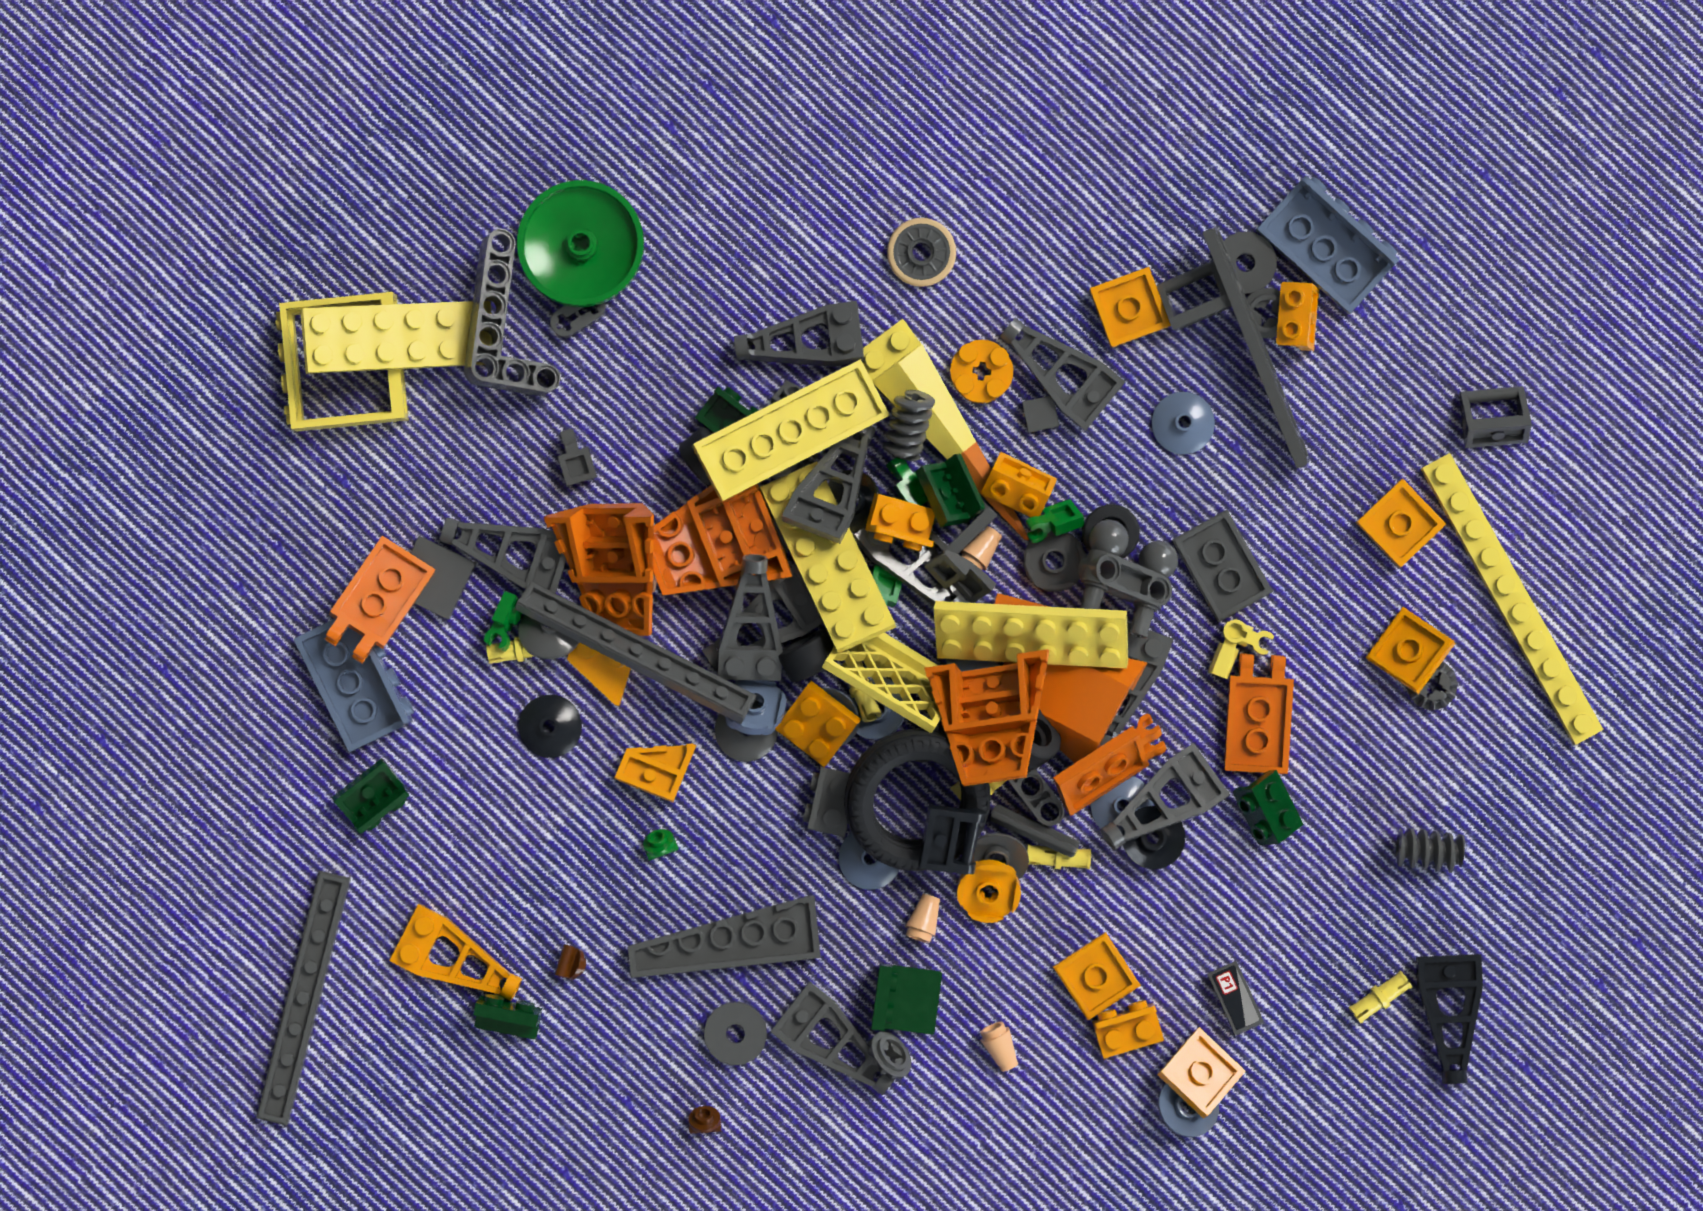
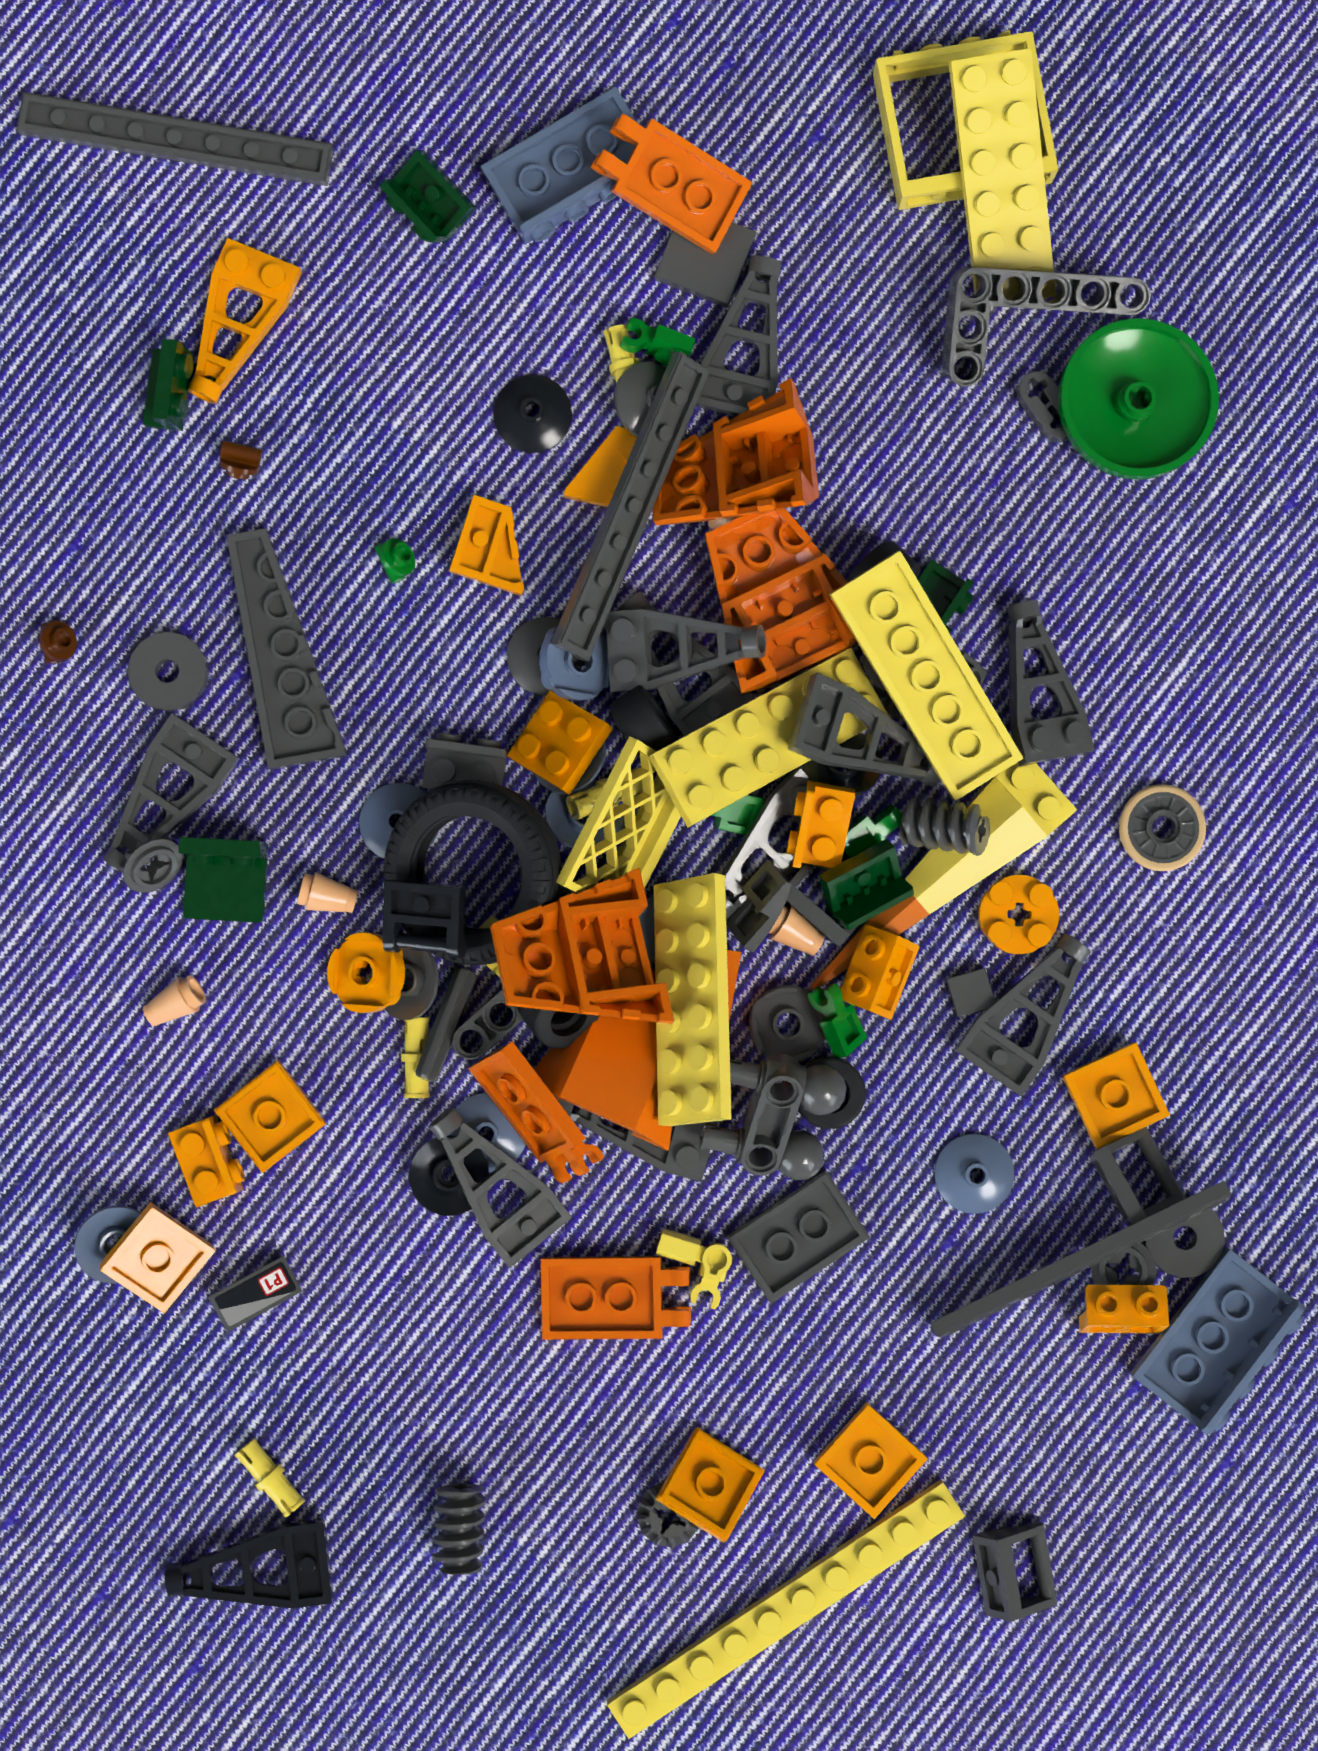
camera: 85 degrees right, 0 degrees up
(576, 463) = (862, 418): dark grey plate -> none
(1268, 809) = (495, 1318): dark green bracket -> none

